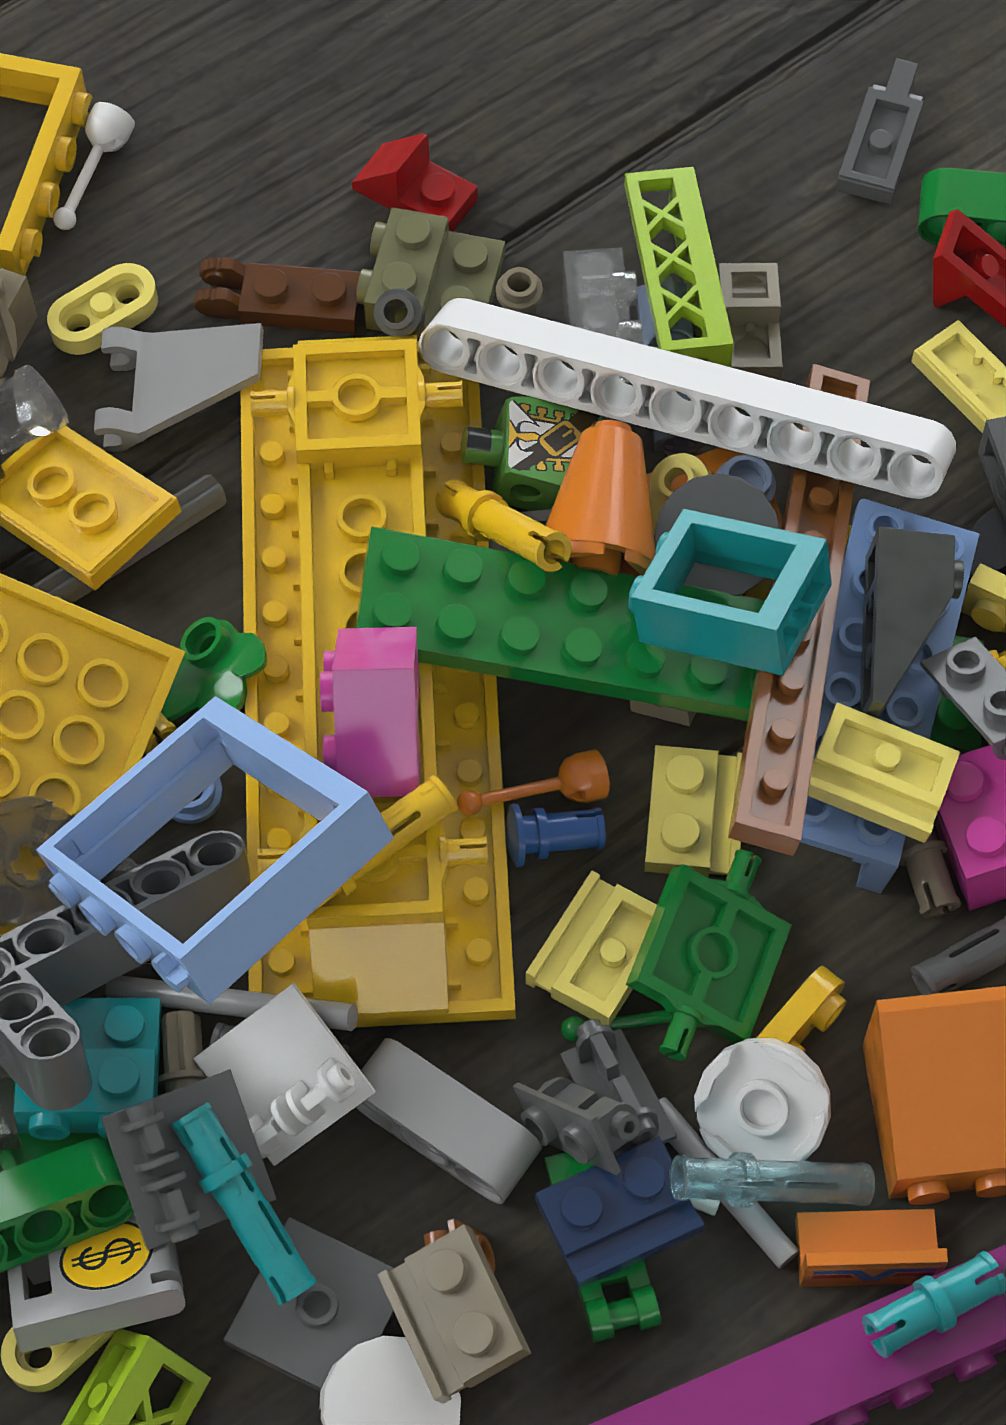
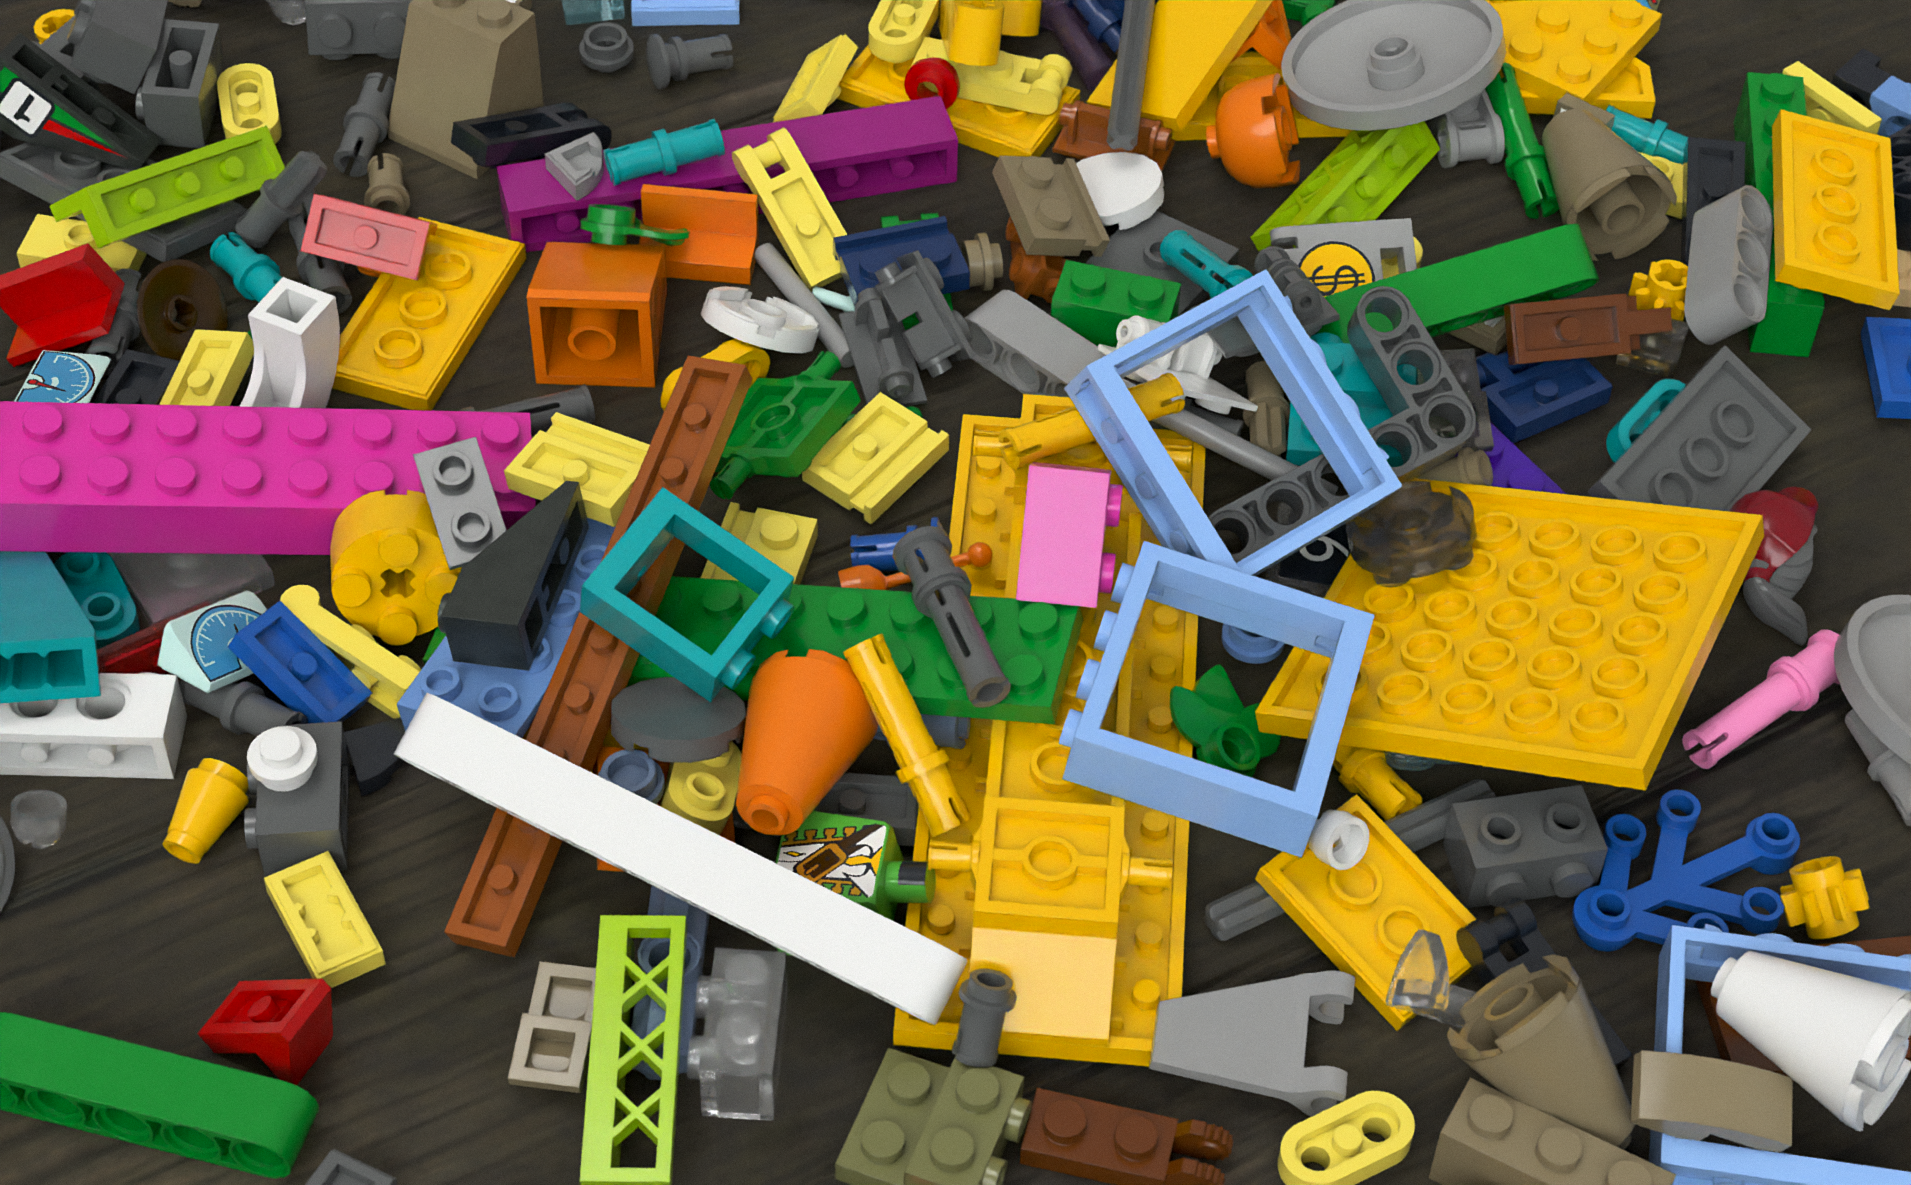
camera: 175 degrees left, 15 degrees down
(112, 514) = (1344, 831): none -> white hinge
(119, 558) = (1186, 785): none -> light blue window
(362, 1184) = (1098, 298): none -> green brick
(485, 610) = (943, 595): none -> dark grey pin
(519, 291) = (833, 1058): dark tan pin -> none
(528, 1258) = (983, 261): none -> dark tan plate
(763, 1280) = (793, 206): none -> light yellow plate
(770, 1181) = (790, 259): clear light blue pin -> none
(929, 1204) = (613, 223): none -> green plate

